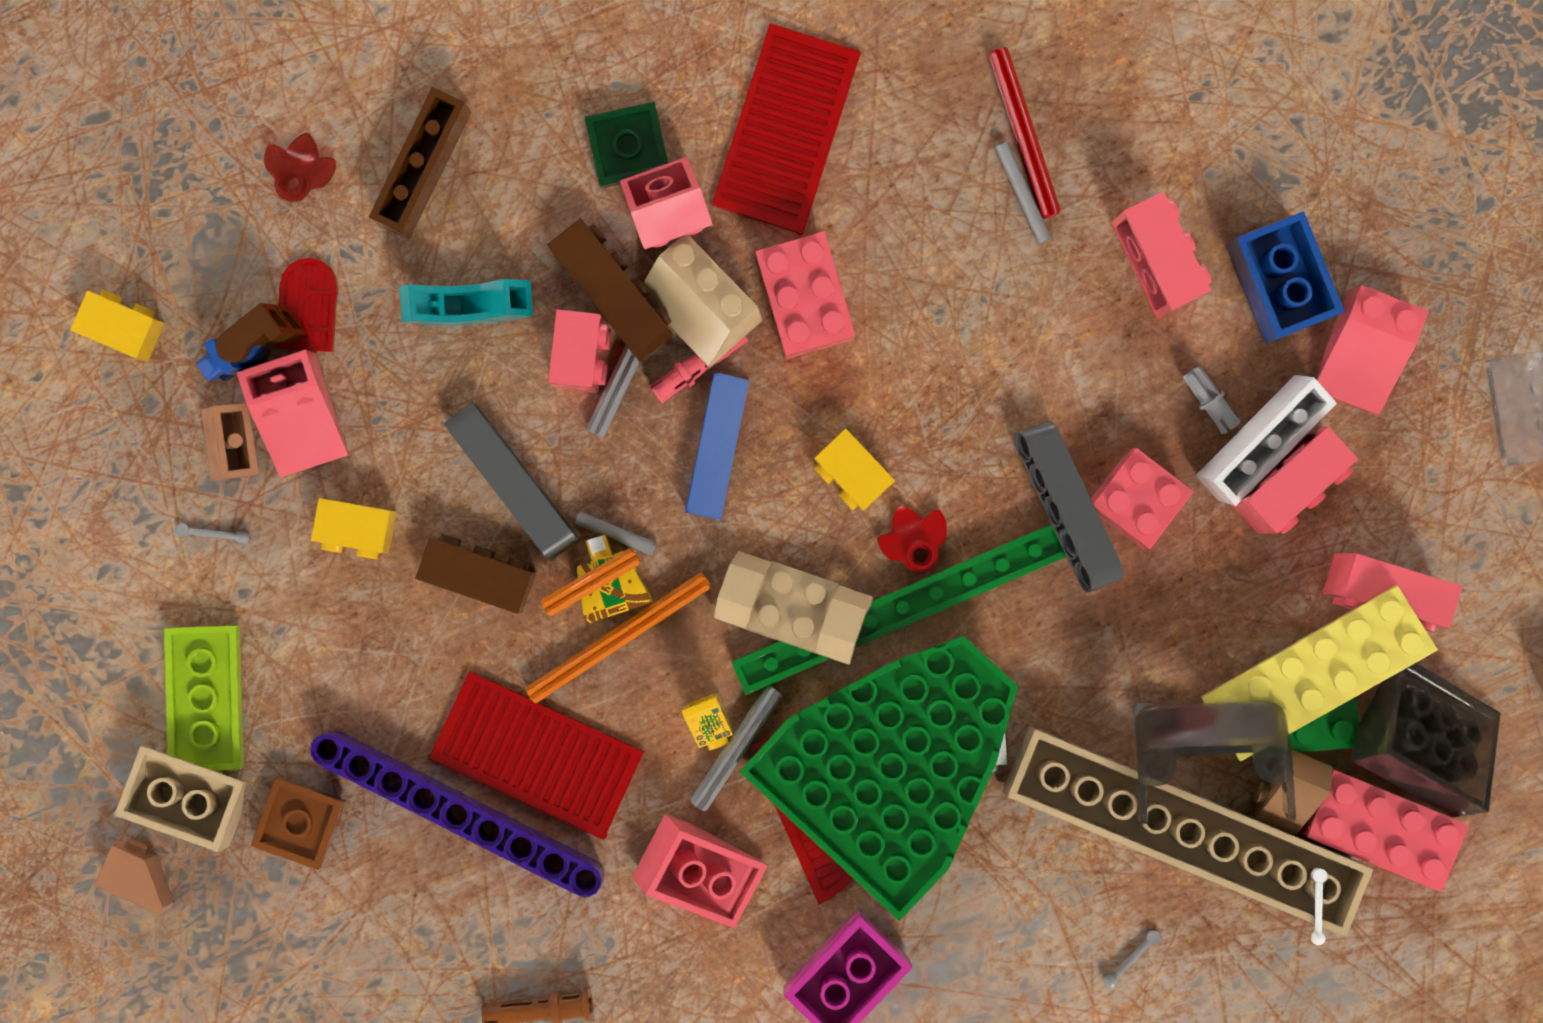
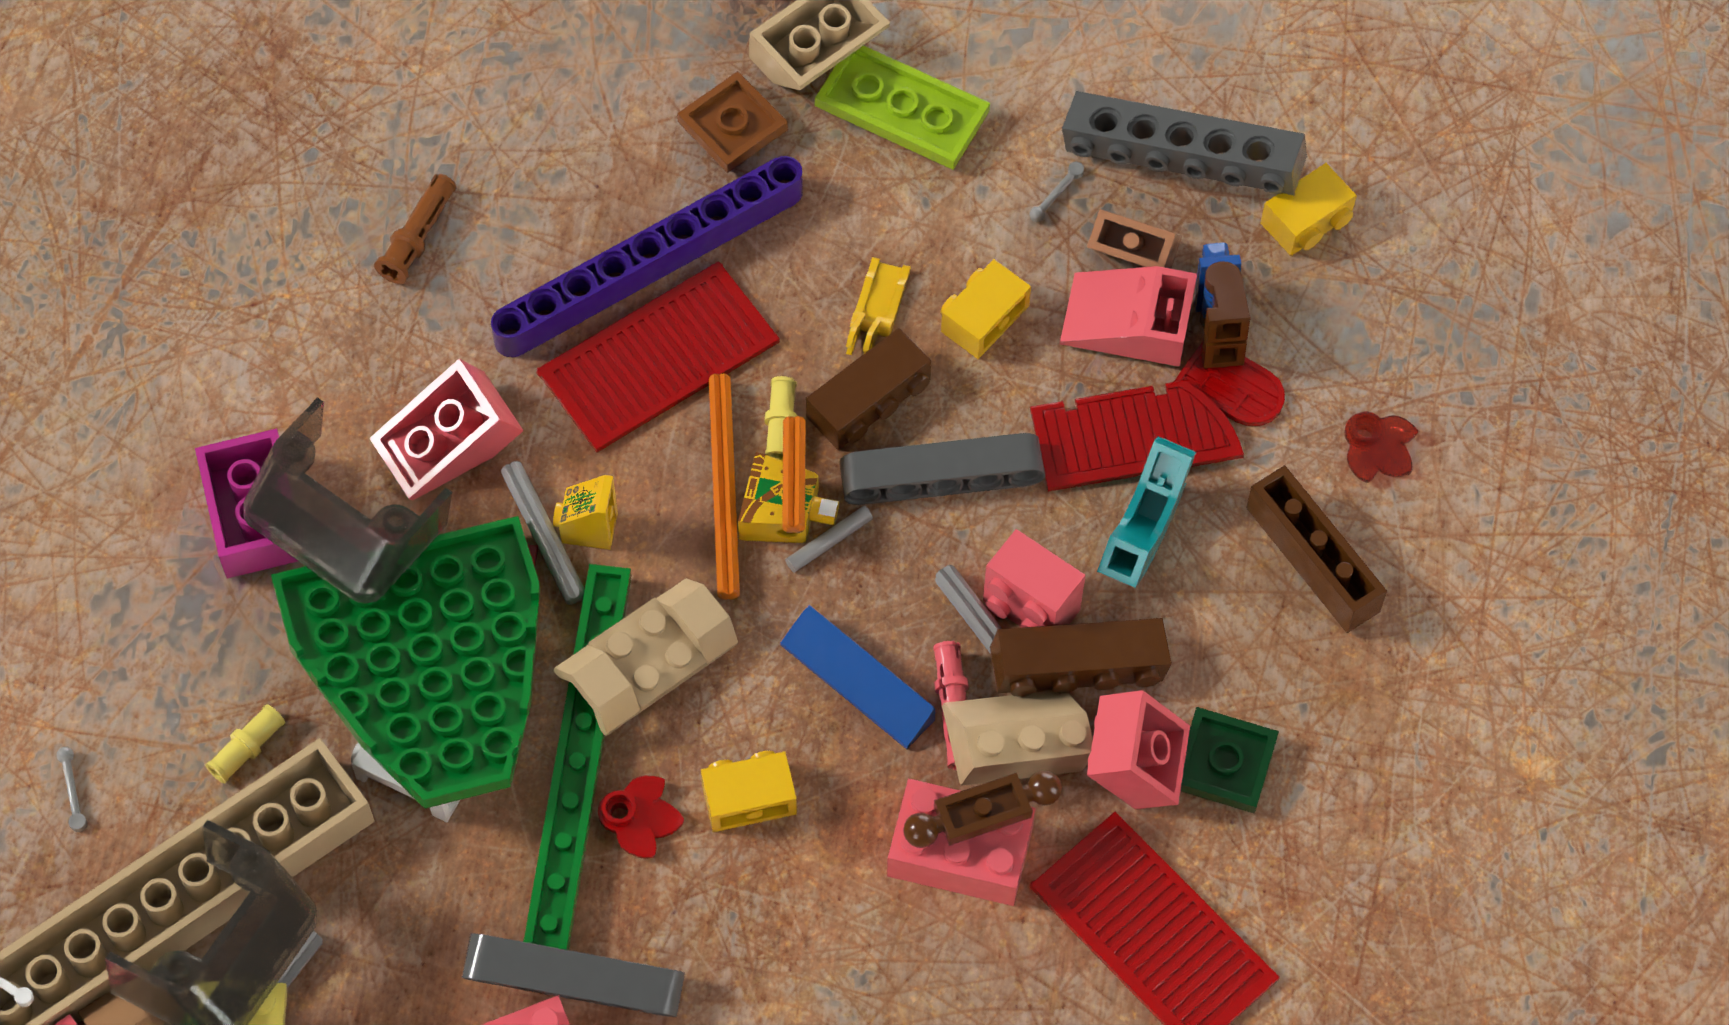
camera: 125 degrees right, 25 degrees down
(108, 469) = (1203, 135): none -> dark grey brick
(393, 614) = (877, 303): none -> yellow arm
(396, 358) = (1115, 431): none -> red piece
(537, 628) = (781, 406): none -> light yellow pin
(786, 281) = (982, 809): none -> reddish brown plate
(855, 902) = (326, 532): none -> clear smoke windscreen
(1029, 855) = (245, 743): none -> light yellow pin

